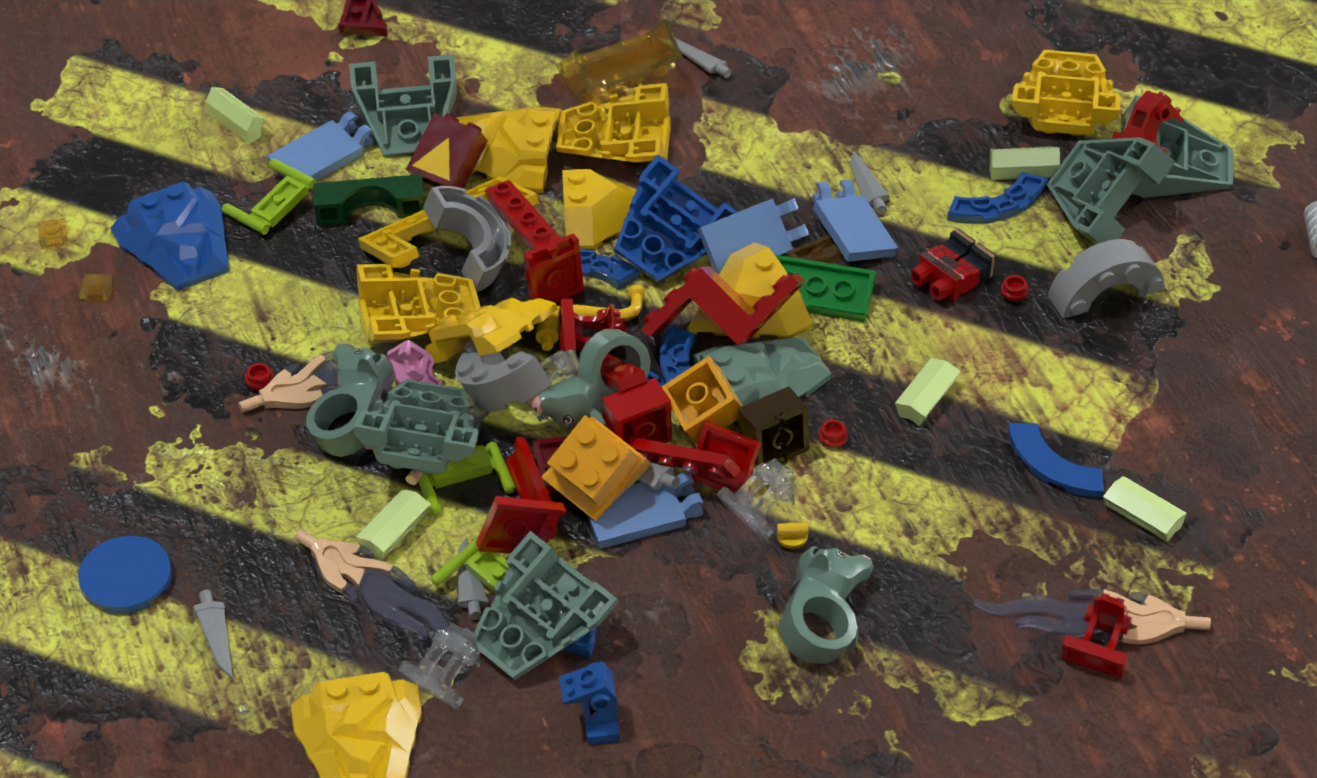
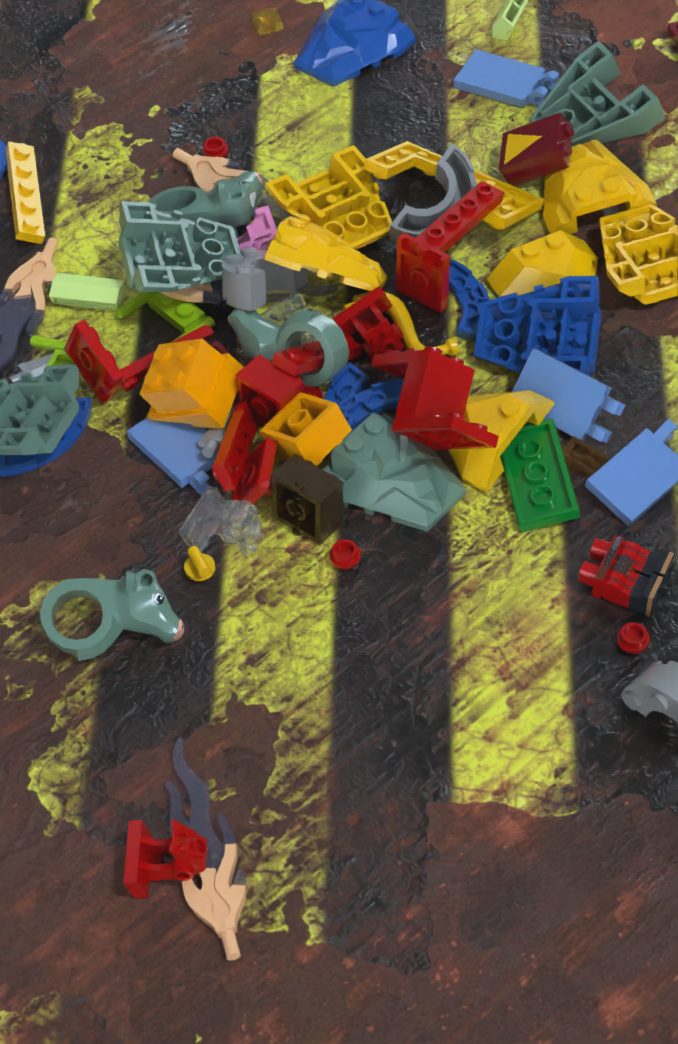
camera: 70 degrees right, 5 degrees up
(211, 537) = (24, 193): none -> yellow plate
(277, 201) = (424, 77): lime plate -> none
(338, 199) = (445, 110): dark green arch -> none
(926, 390) = (440, 609): yellowish green piece -> none
(1049, 466) = (391, 746): blue tile -> none
(1144, 508) = (365, 847): yellowish green piece -> none

